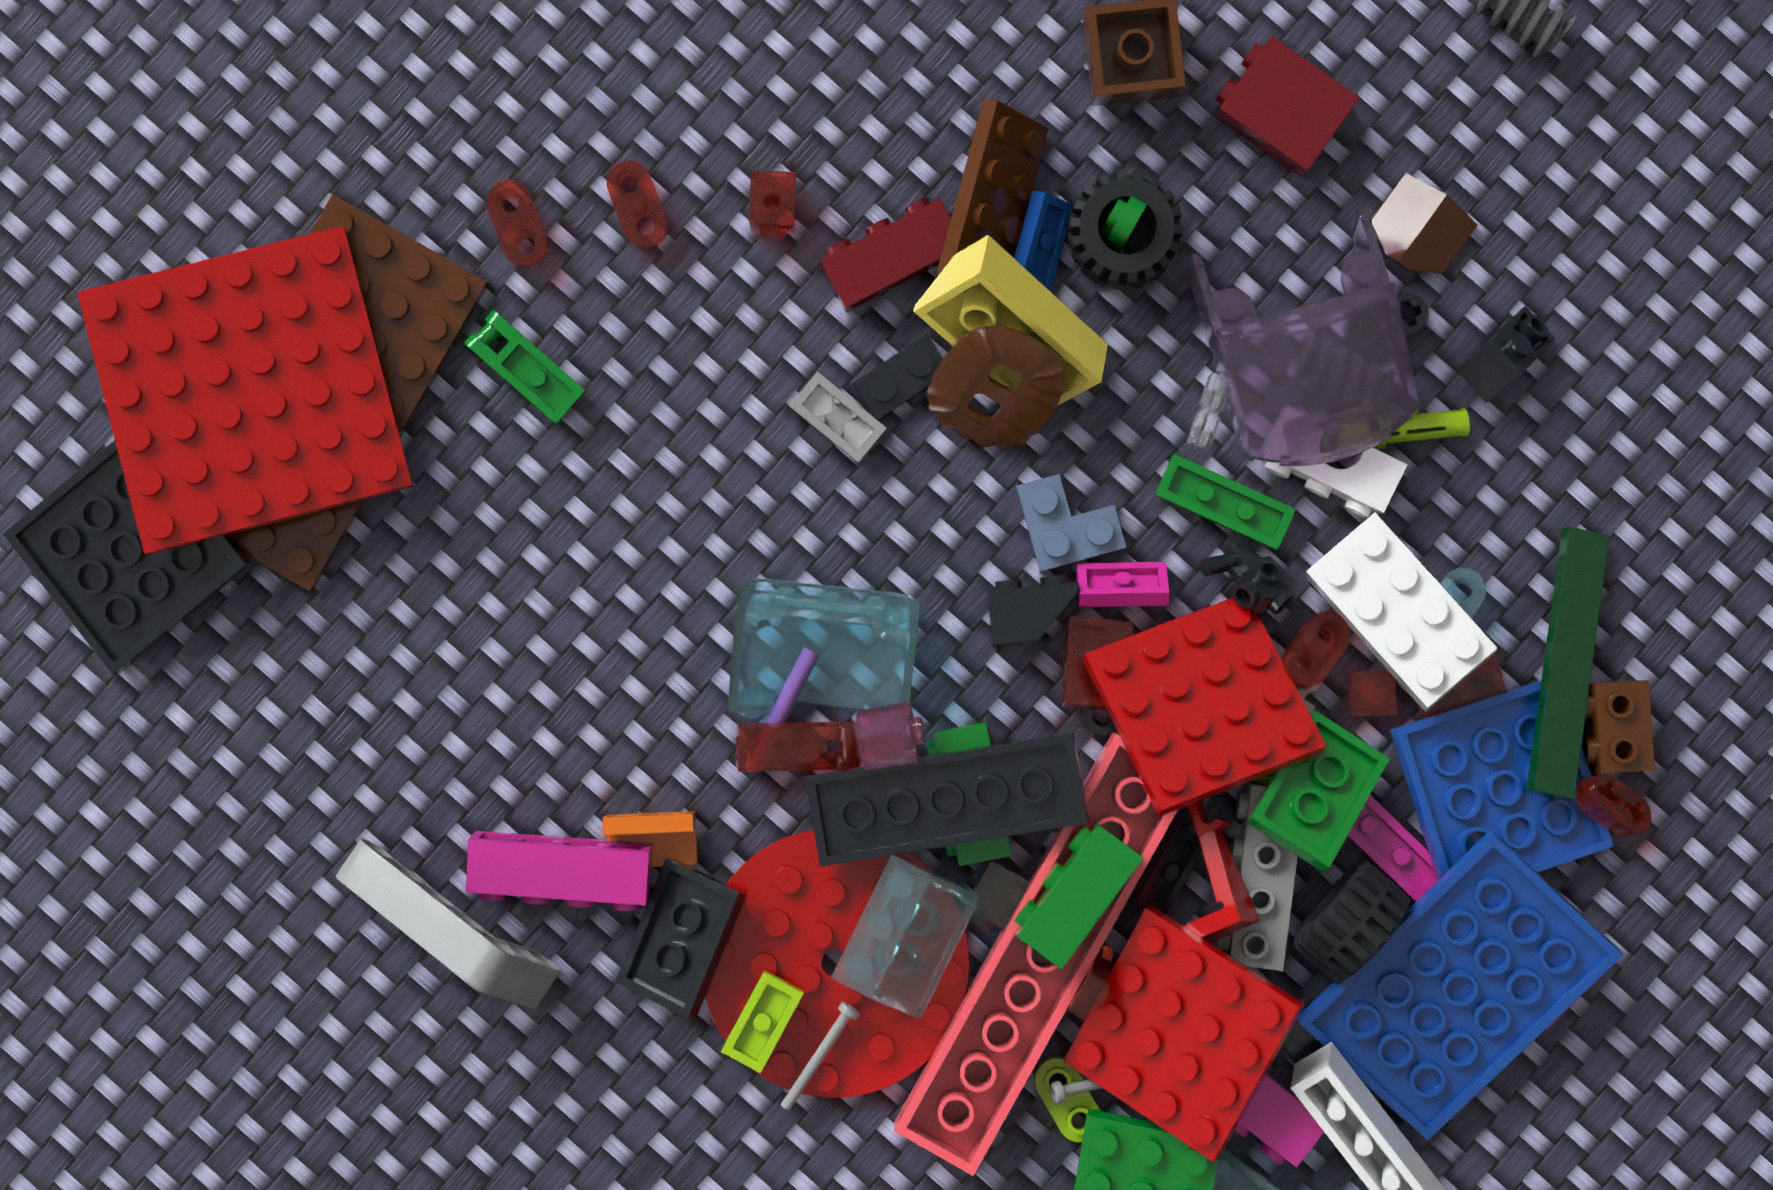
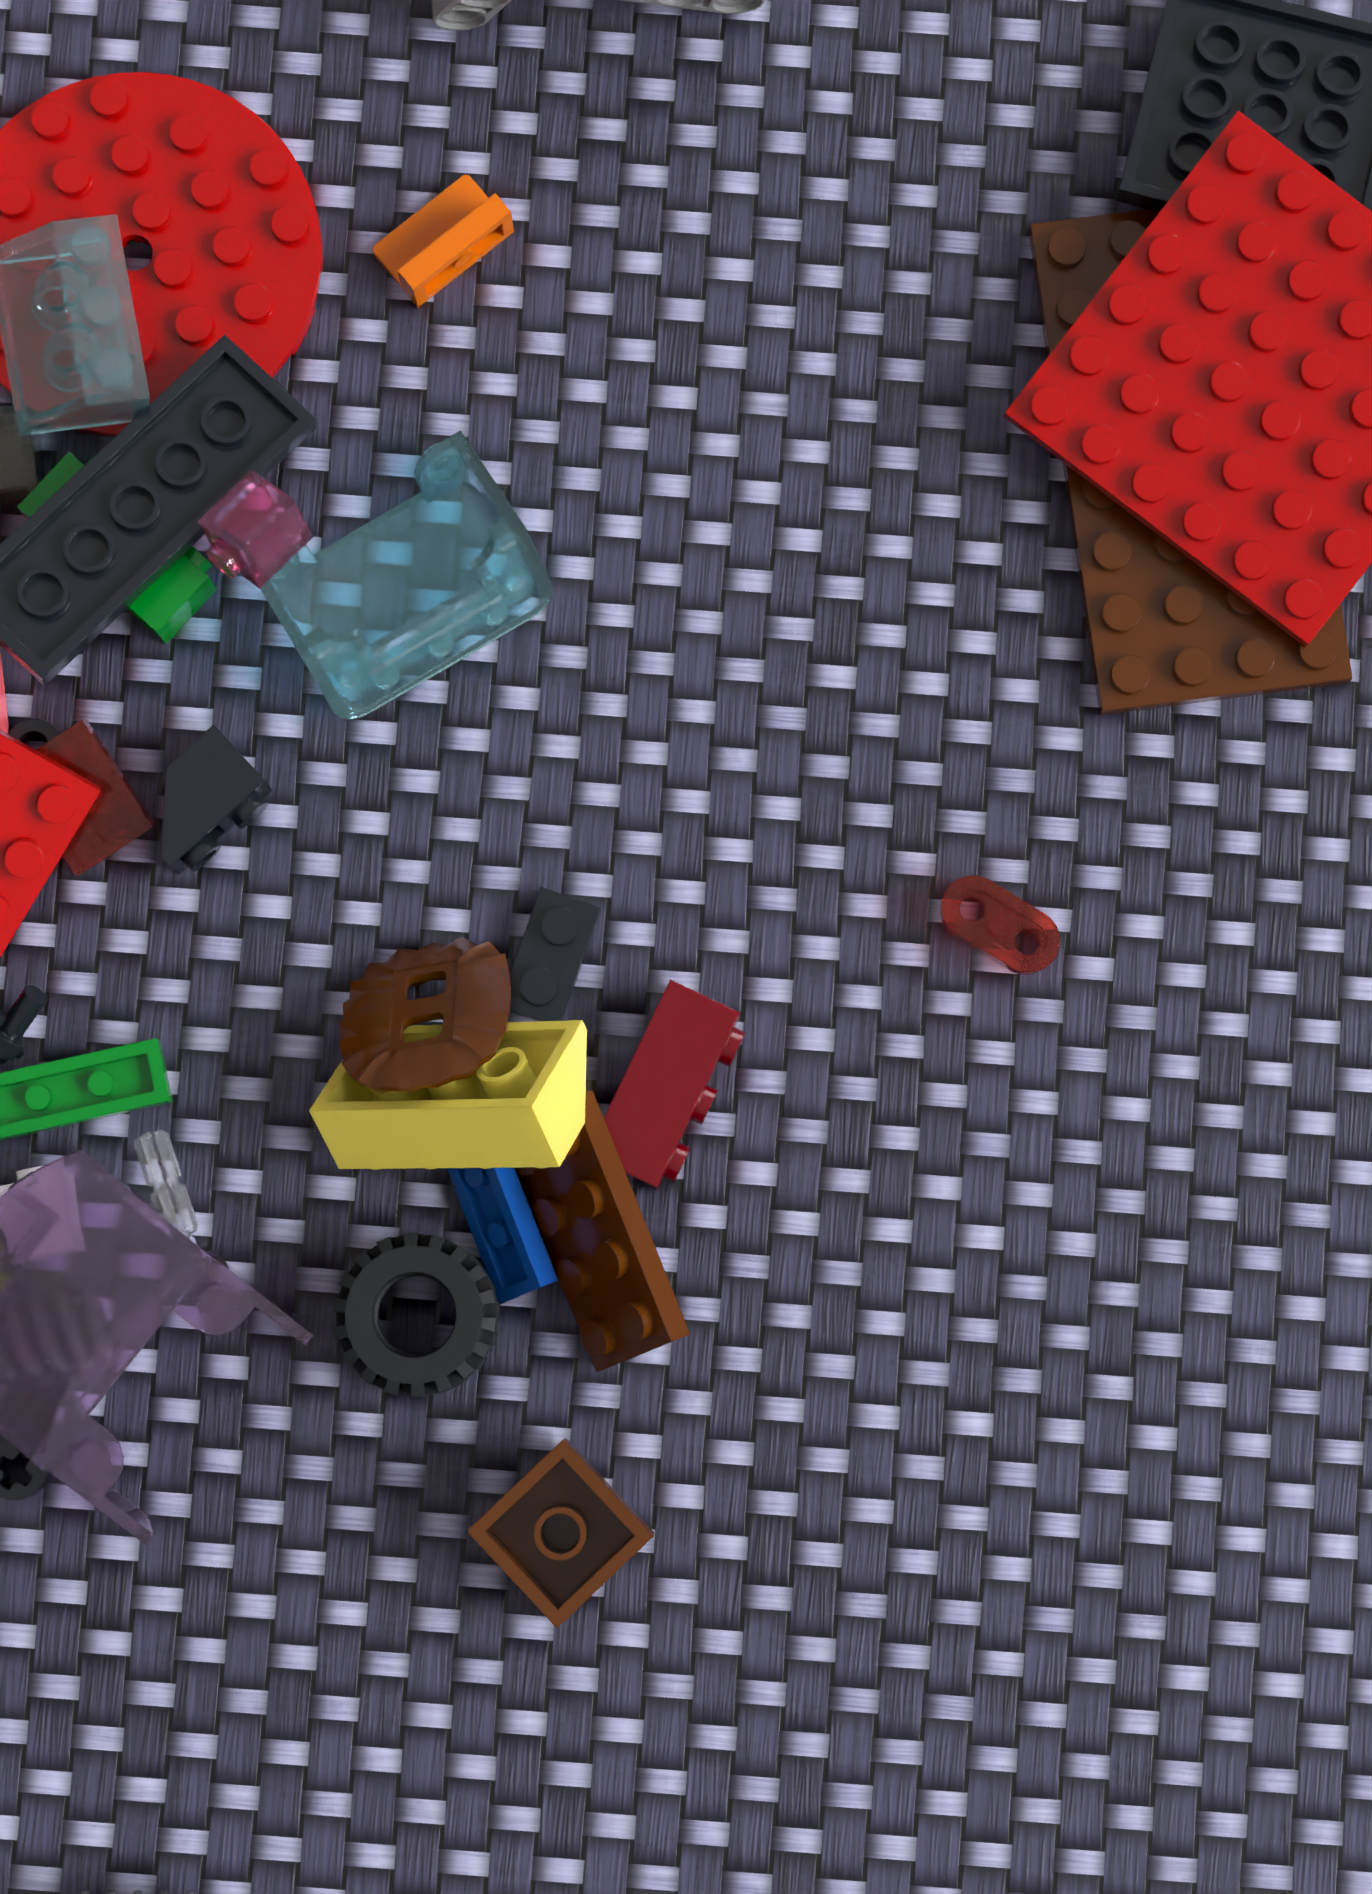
camera: 145 degrees right, 5 degrees down
(517, 225) = (1119, 798): clear red plate -> none
(527, 368) = (982, 647): green plate -> none
(559, 869) = (518, 126): dark pink brick -> none
(681, 938) = (324, 149): black plate -> none
(762, 1021) = (163, 122): lime plate -> none
(773, 203) = (845, 1041): clear red brick -> none
(793, 686) = (404, 484): medium lavender bar -> none
(795, 746) = (356, 452): clear red plate -> none
(838, 417) = (587, 855): light grey piece -> none
(847, 1012) = (75, 203): light grey piece -> none
(1057, 535) = (232, 913): sand blue plate -> none
(1122, 222) = (422, 1318): green plate -> none
(1122, 584) = (119, 909): dark pink plate -> none
(1284, 105) = (338, 1607): dark red brick -> none
(1421, 226) = (75, 1585): slope -> none

